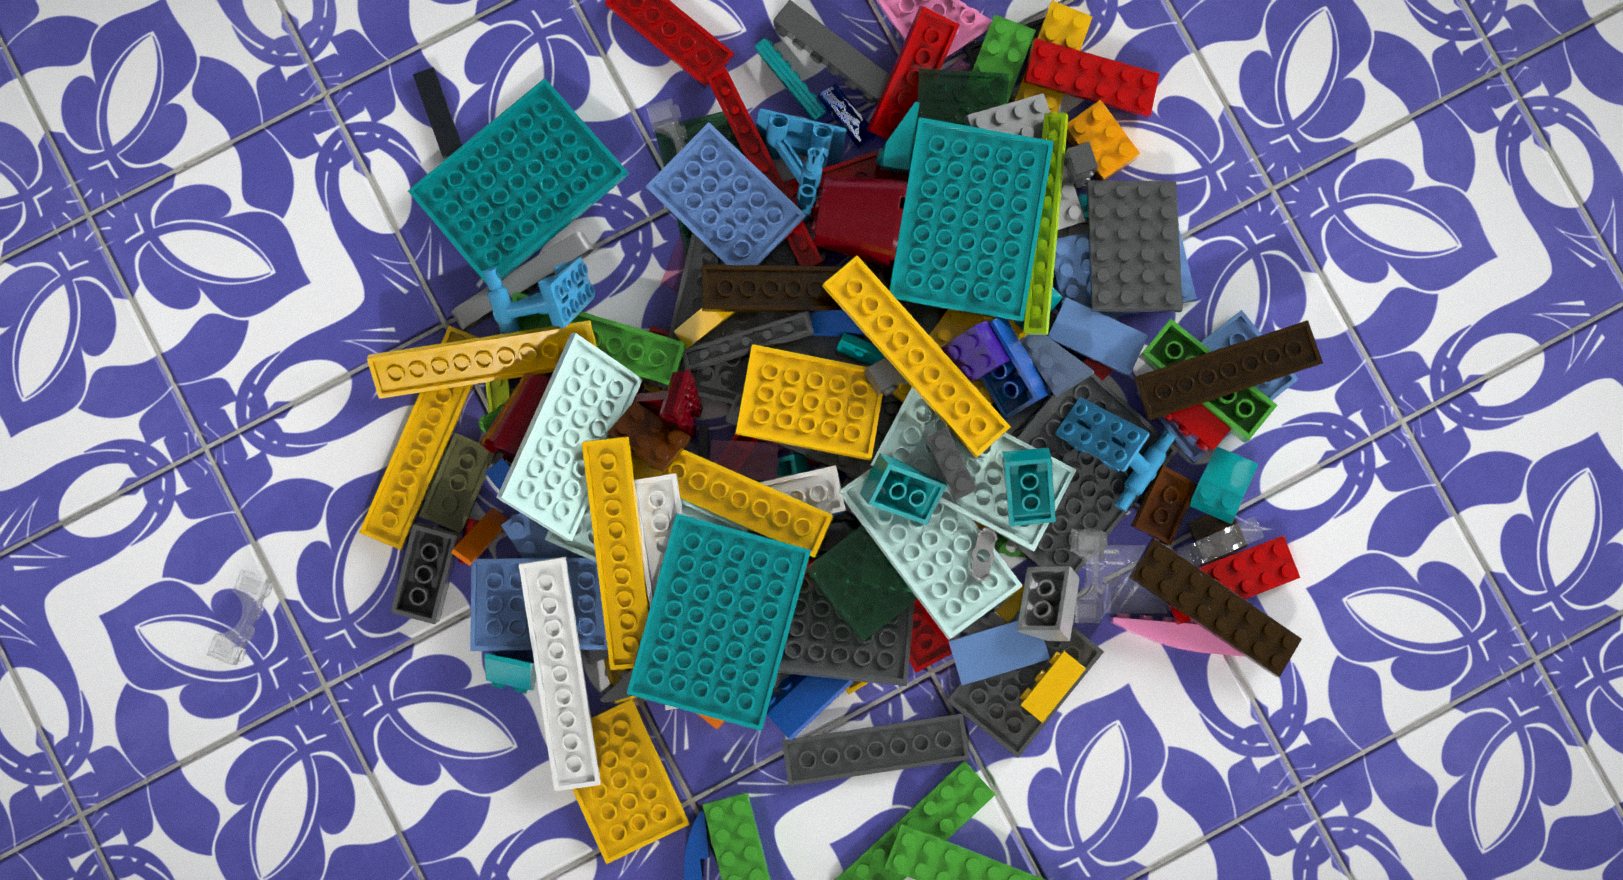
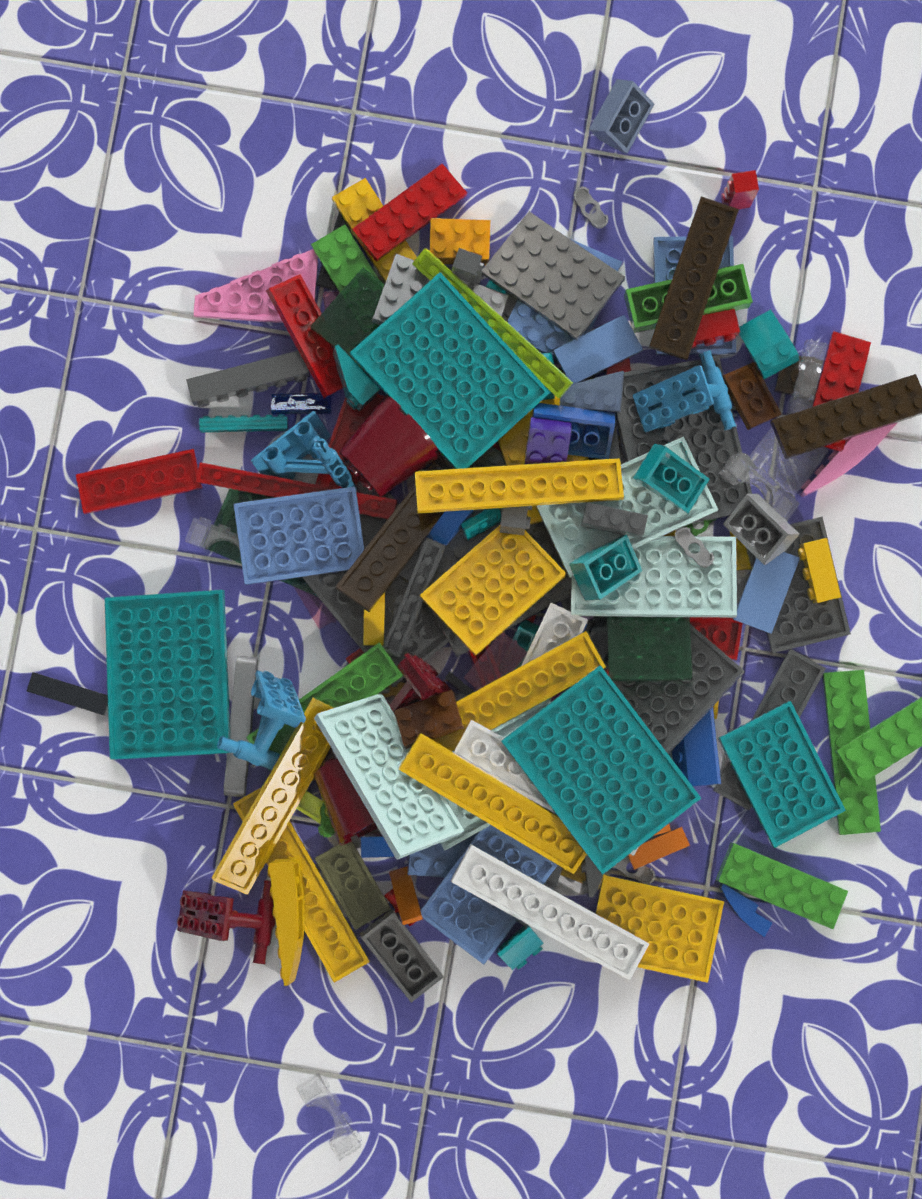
camera: 55 degrees left, 0 degrees up
(335, 382) = (213, 918): none -> dark red plate
(388, 447) = (289, 914): none -> yellow slope
(661, 734) = (643, 874): none -> light grey piece
(693, 730) = (659, 848): none -> orange tile
(842, 790) = (781, 774): none -> teal plate
(1227, 220) = (583, 198): none -> light grey piece
(1329, 198) = (622, 115): none -> sand blue slope
(1343, 353) = (741, 190): none -> red brick

